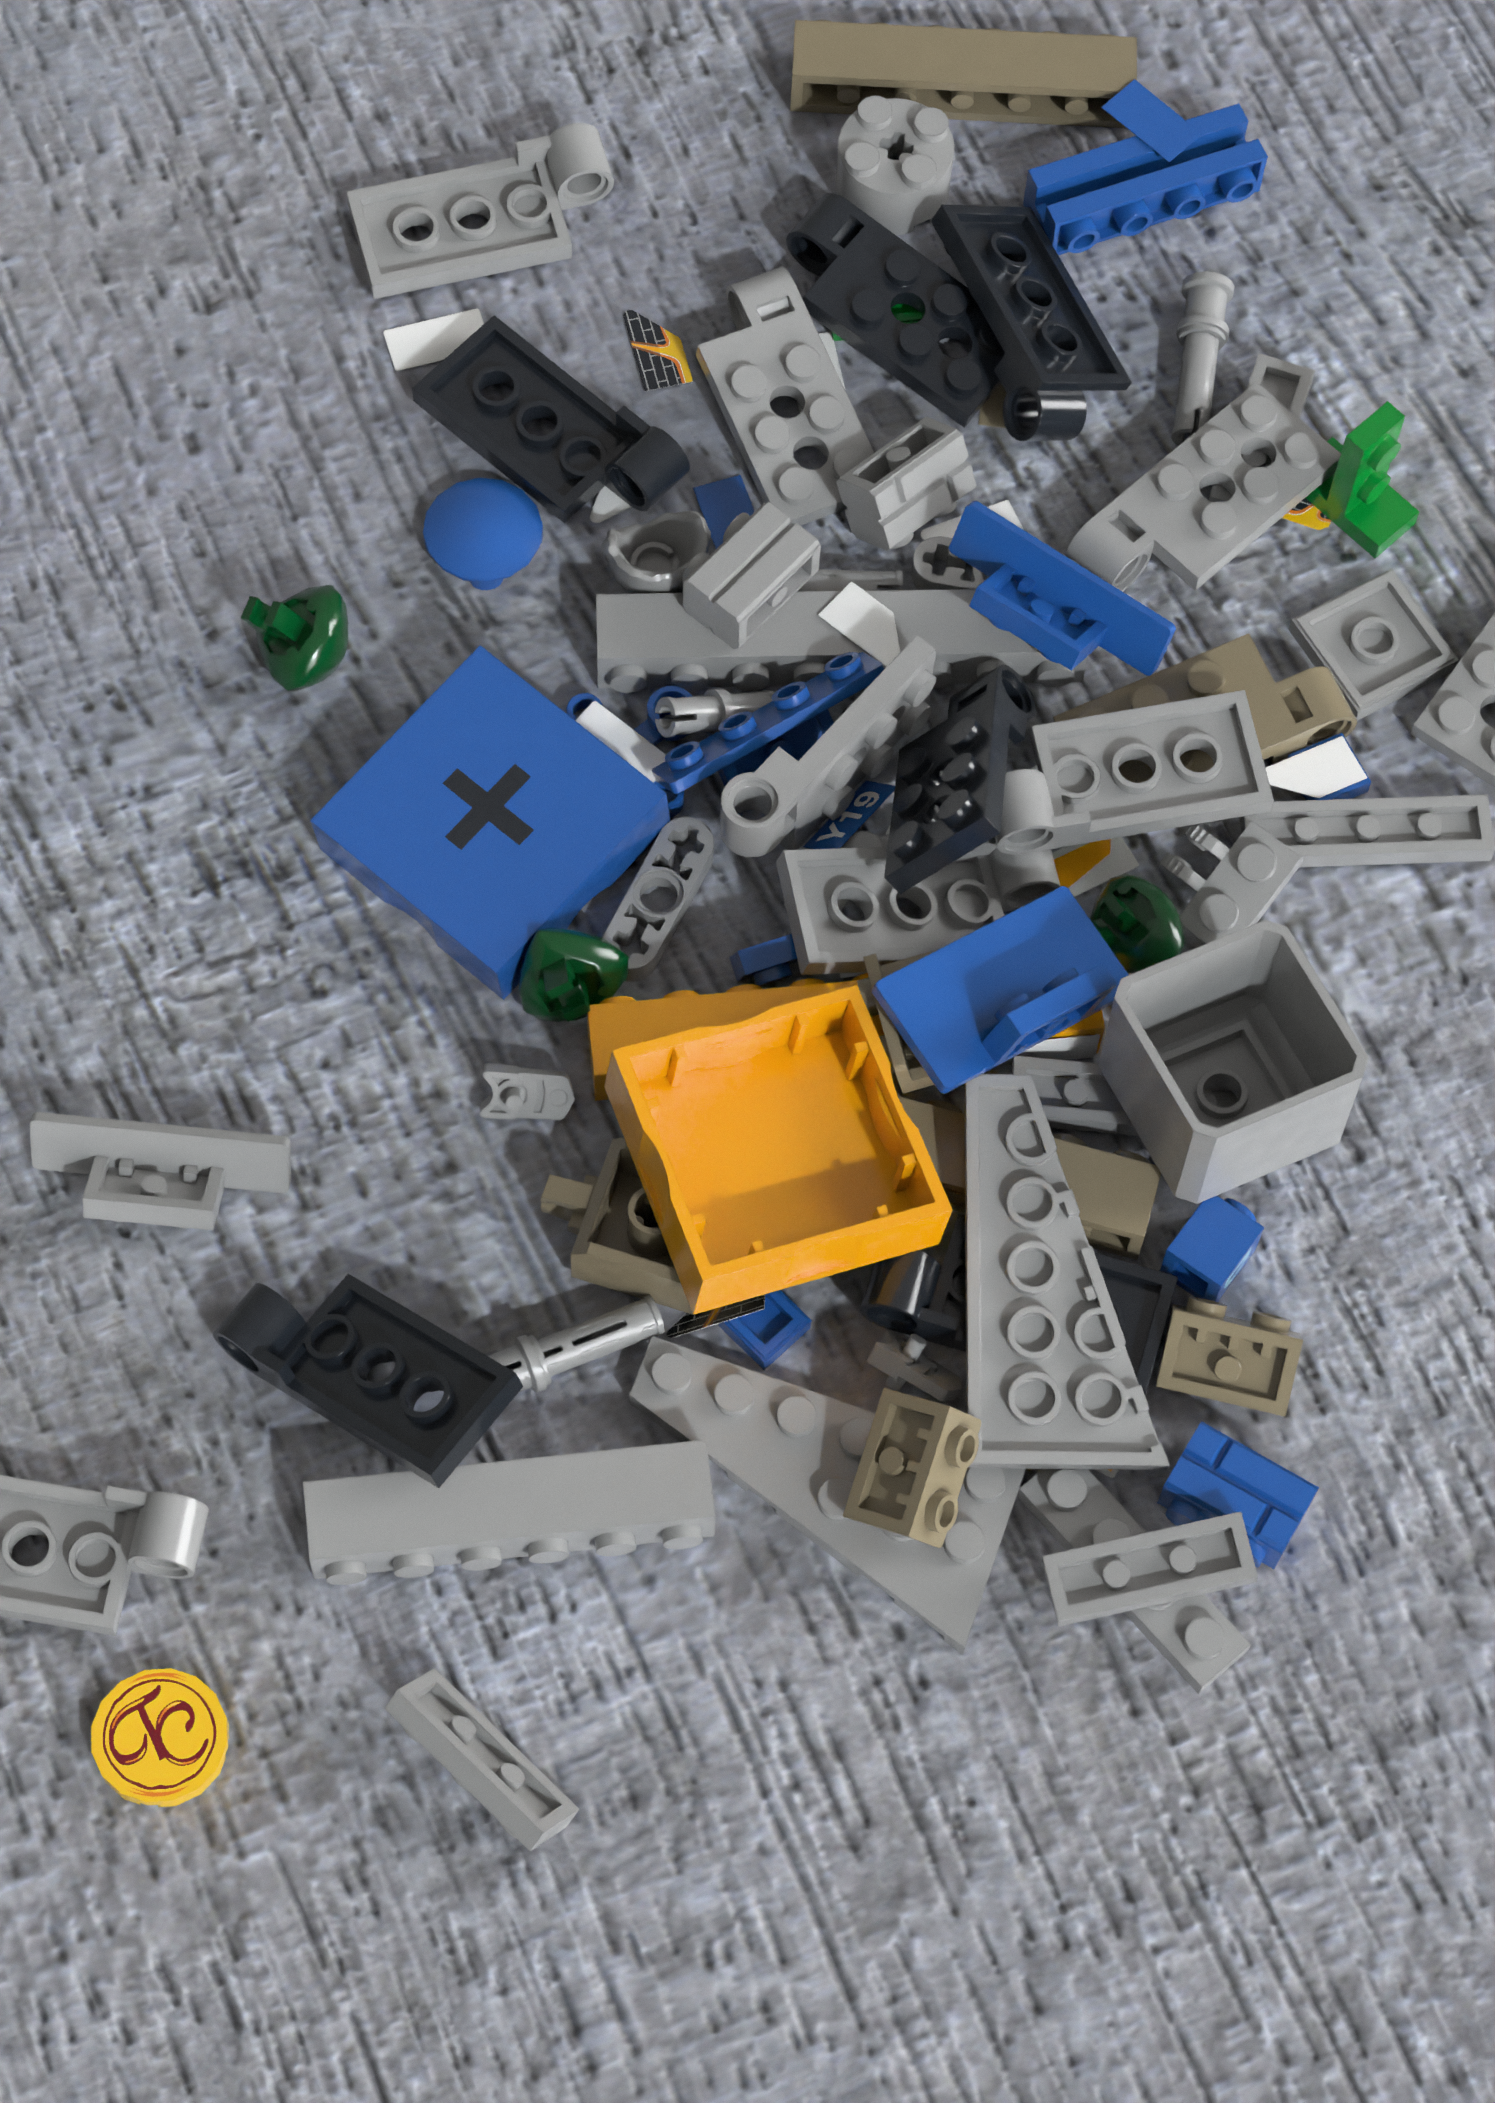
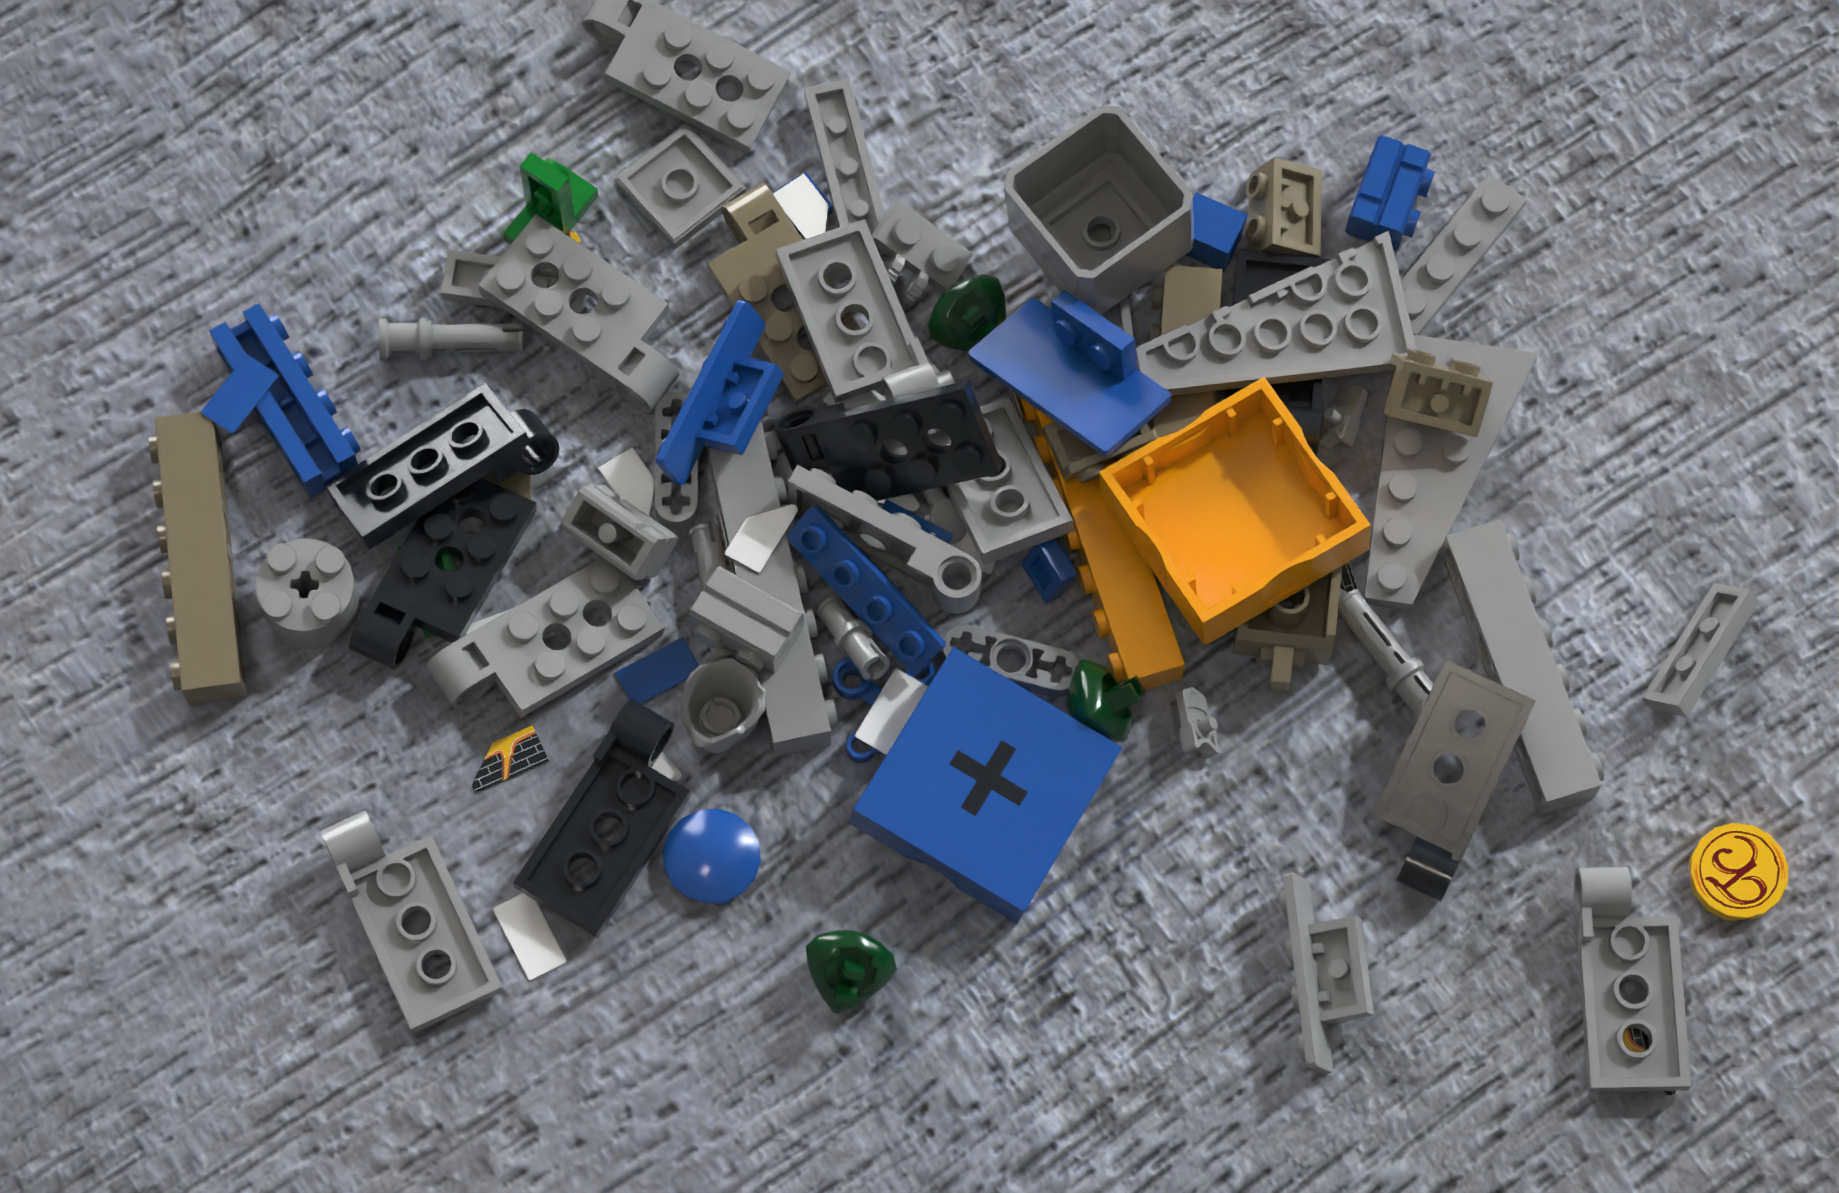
camera: 100 degrees left, 5 degrees up
(1149, 1569) = (1466, 233): light grey plate -> none

